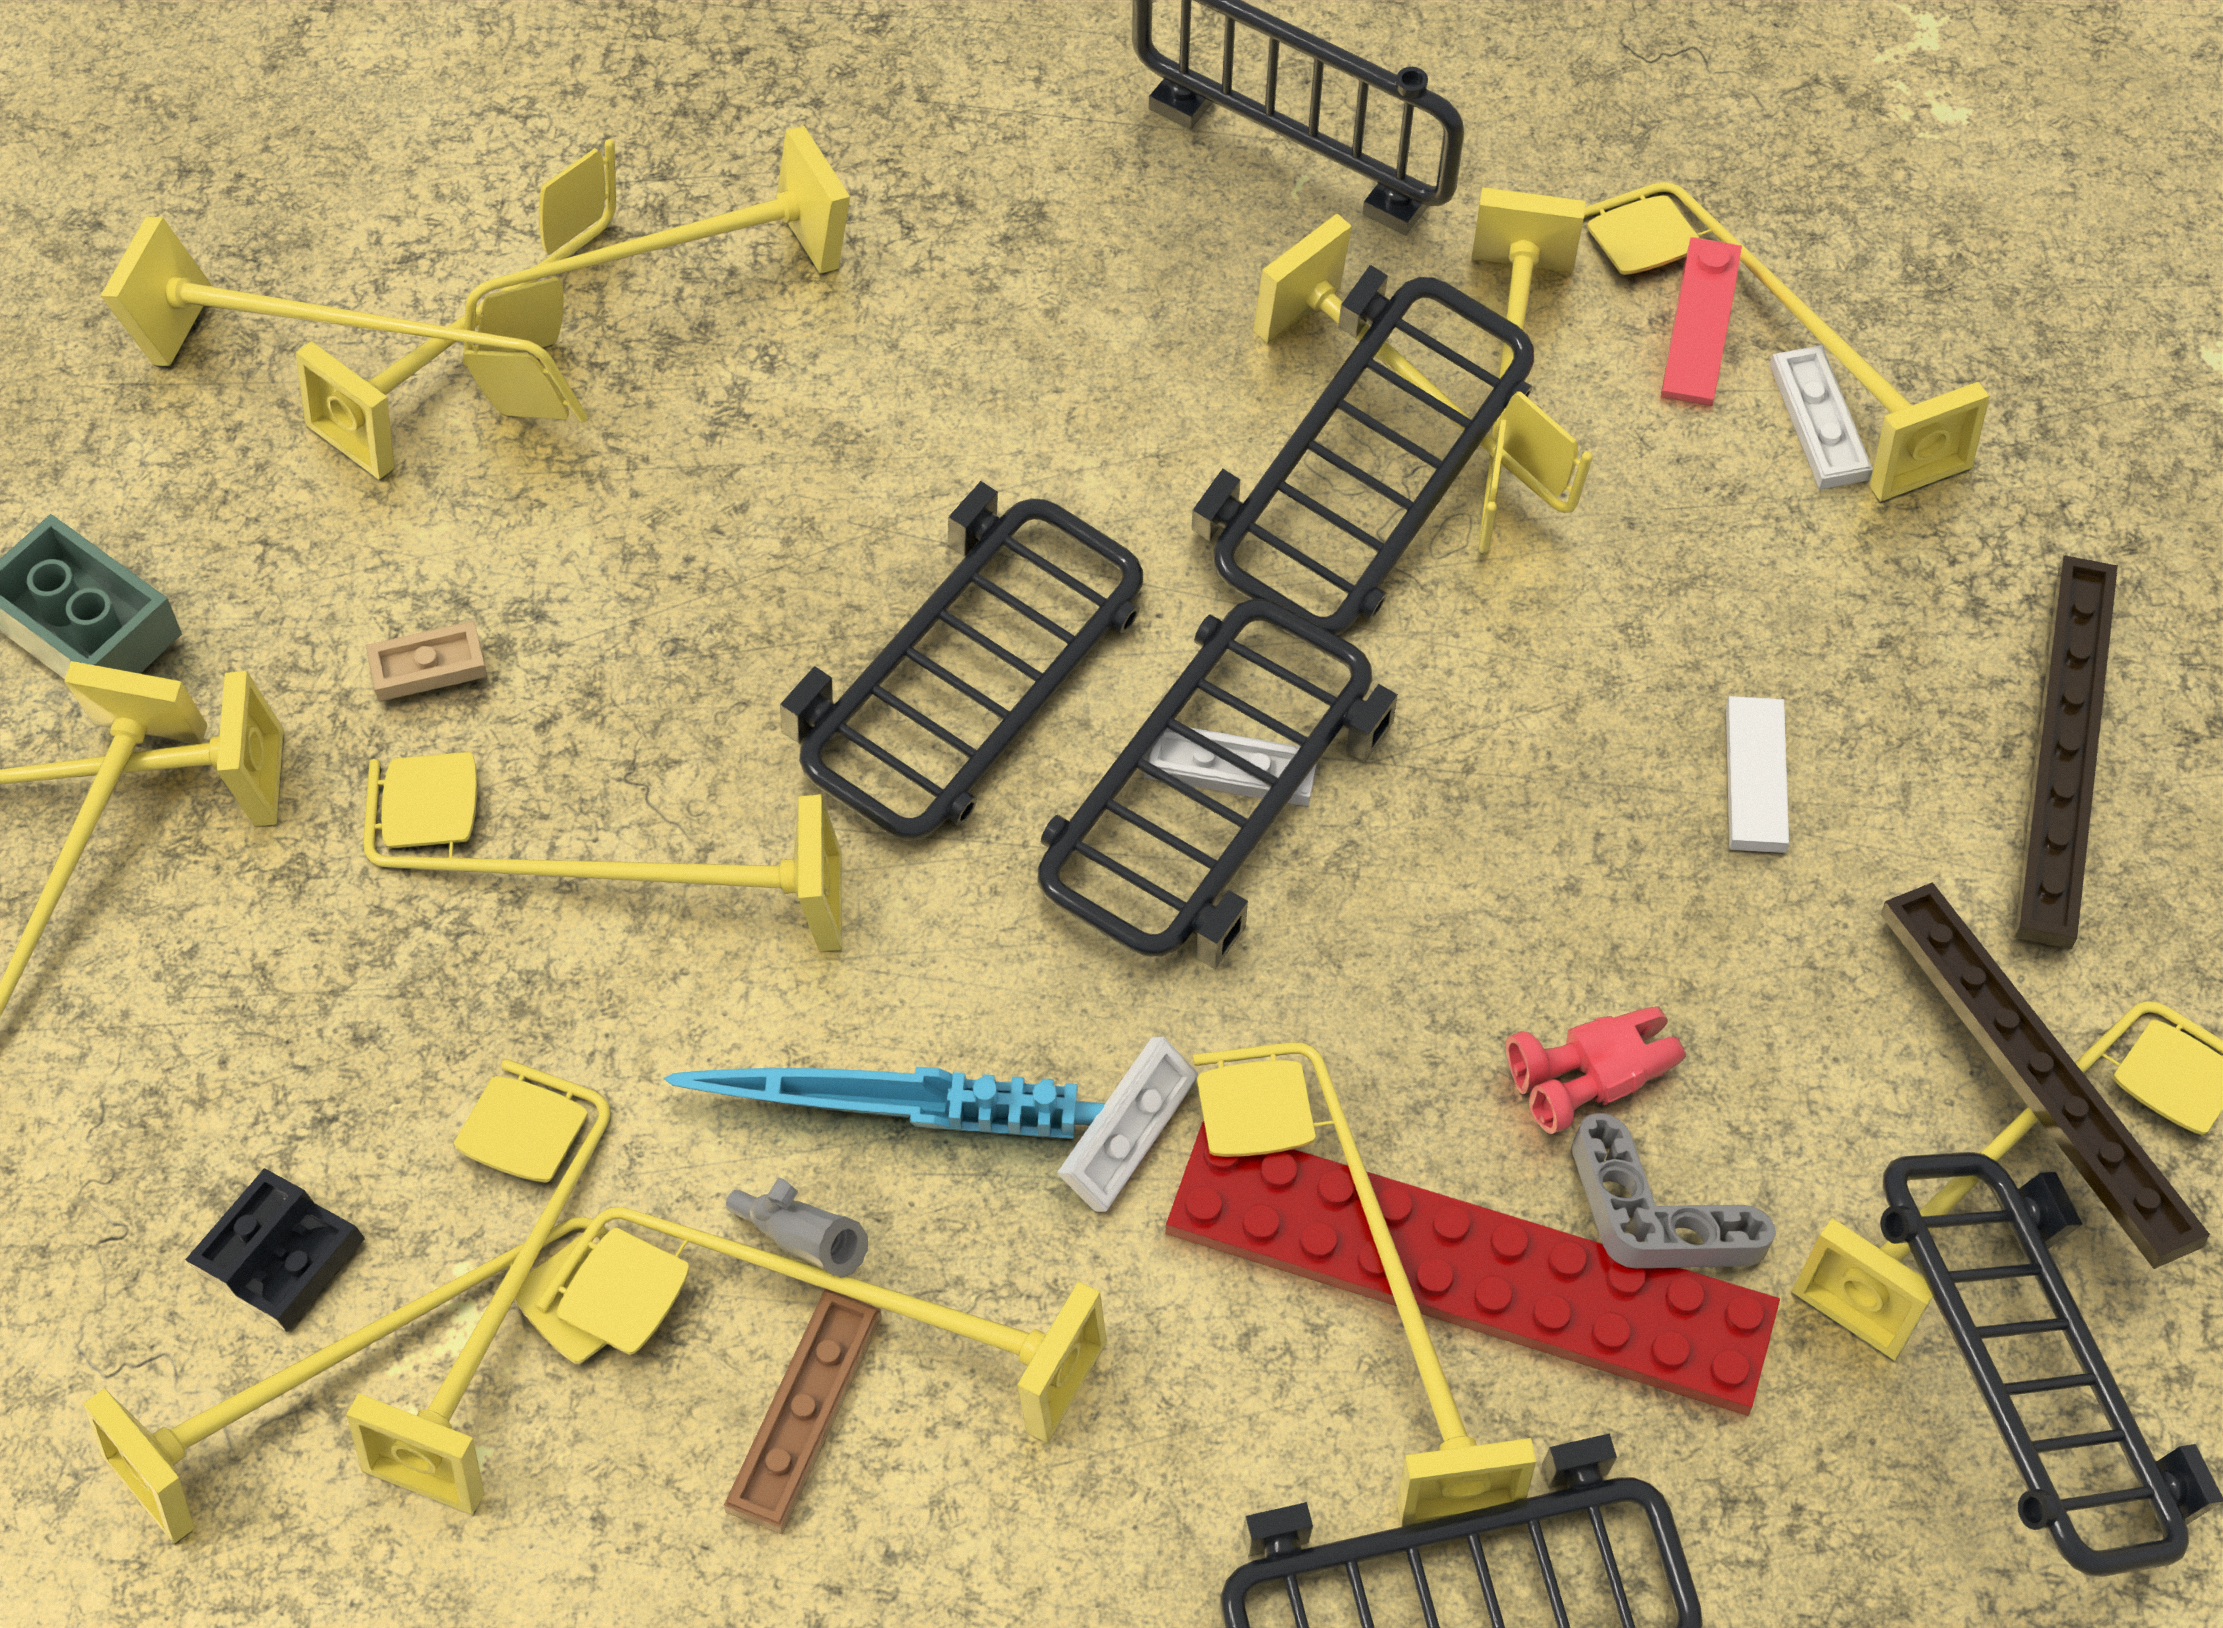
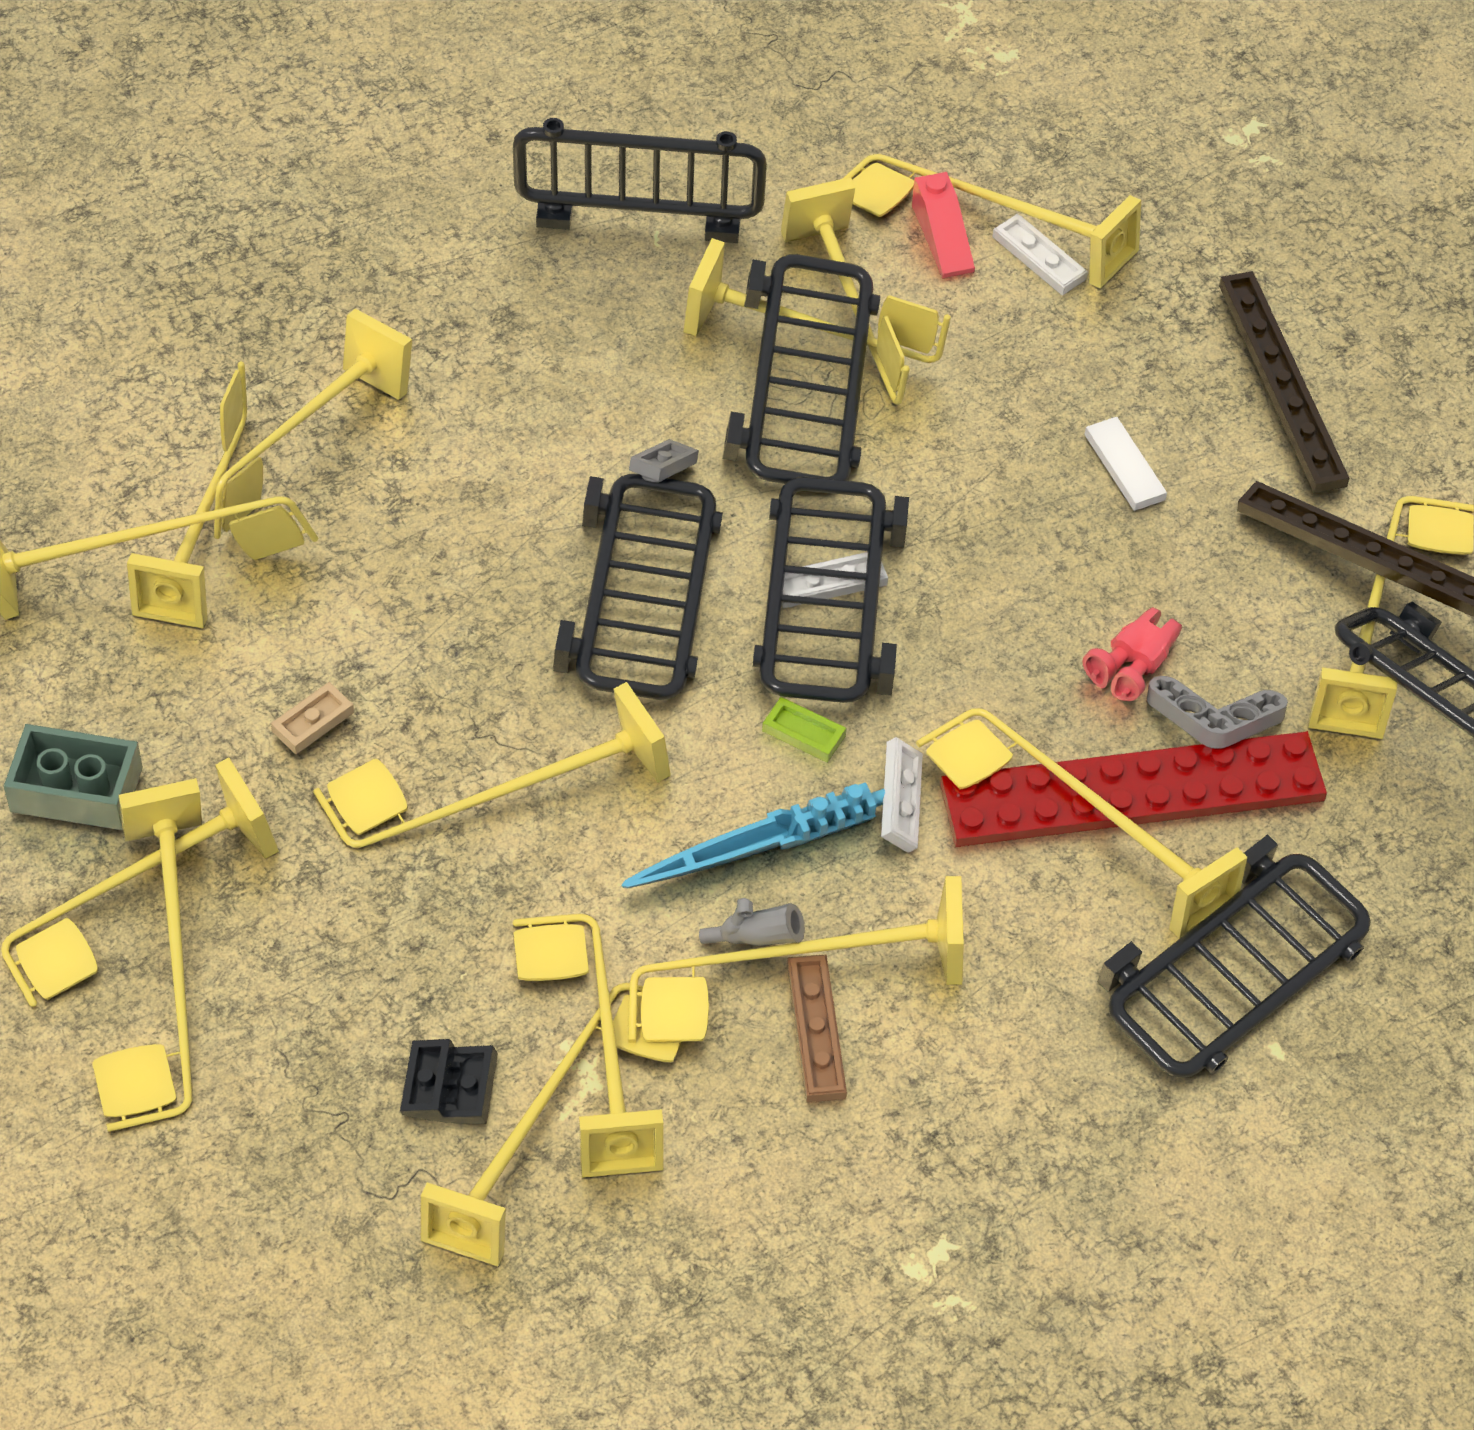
camera: 30 degrees left, 5 degrees down
(1059, 965) = (804, 729): none -> lime tile
(1099, 499) = (663, 460): none -> light grey plate

